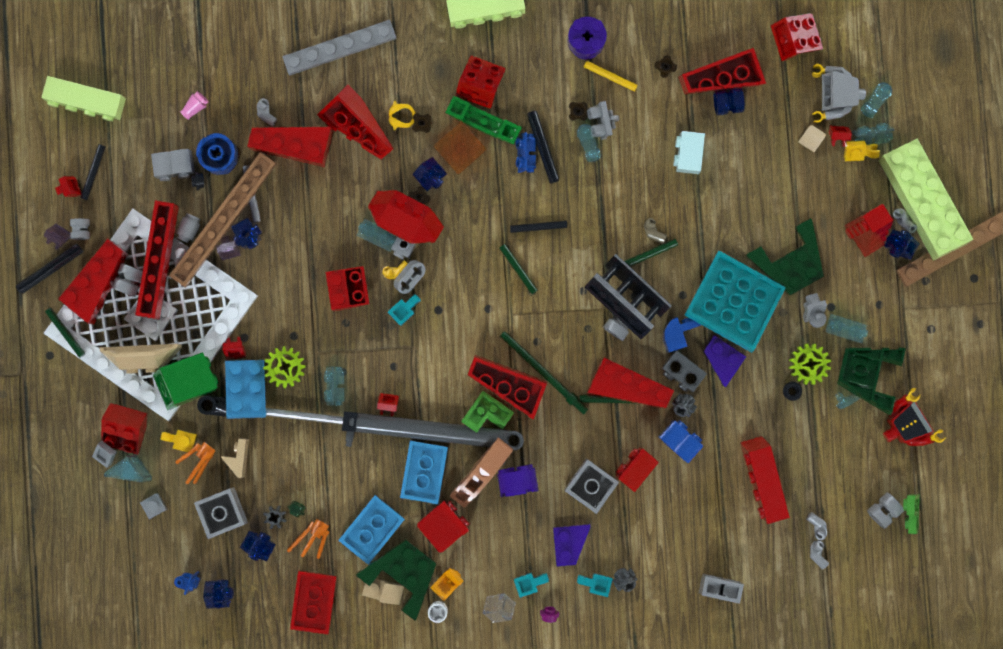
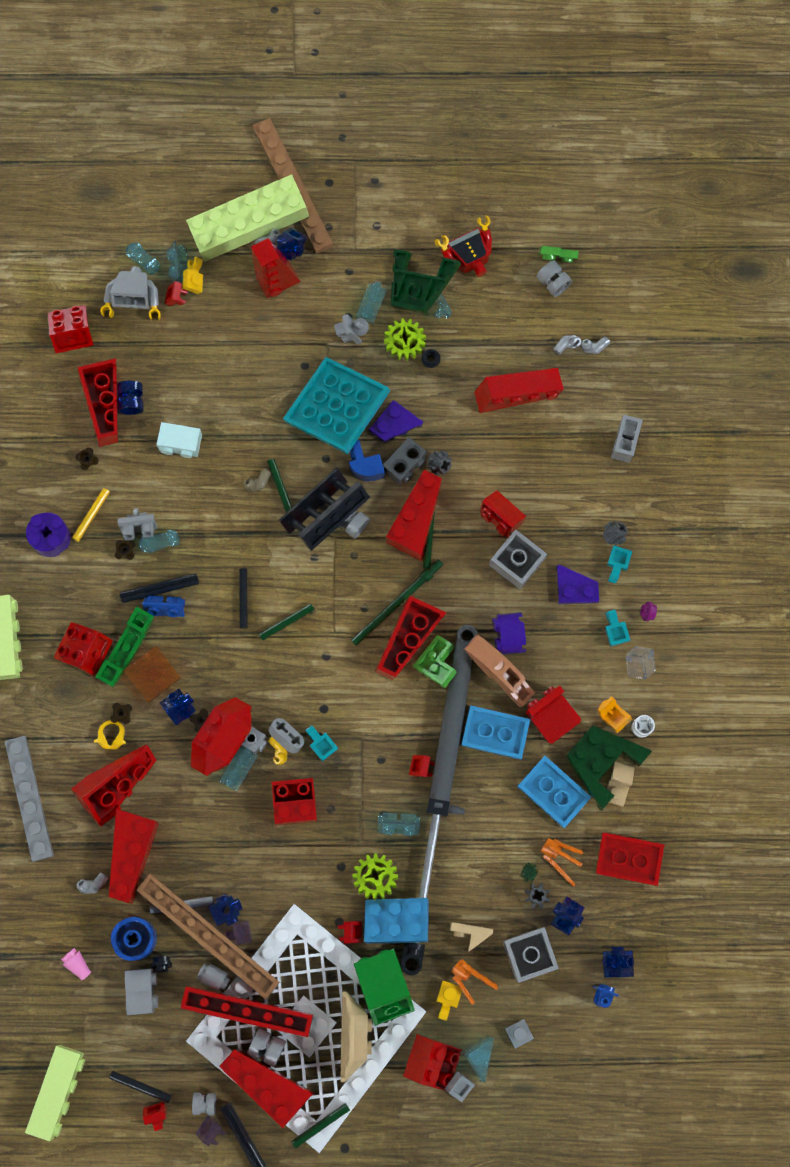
camera: 90 degrees left, 10 degrees down
(681, 441) = (475, 469): blue brick -> none
(796, 268) = (306, 345): dark green wing -> none
(812, 138) = (175, 321): tan slope -> none

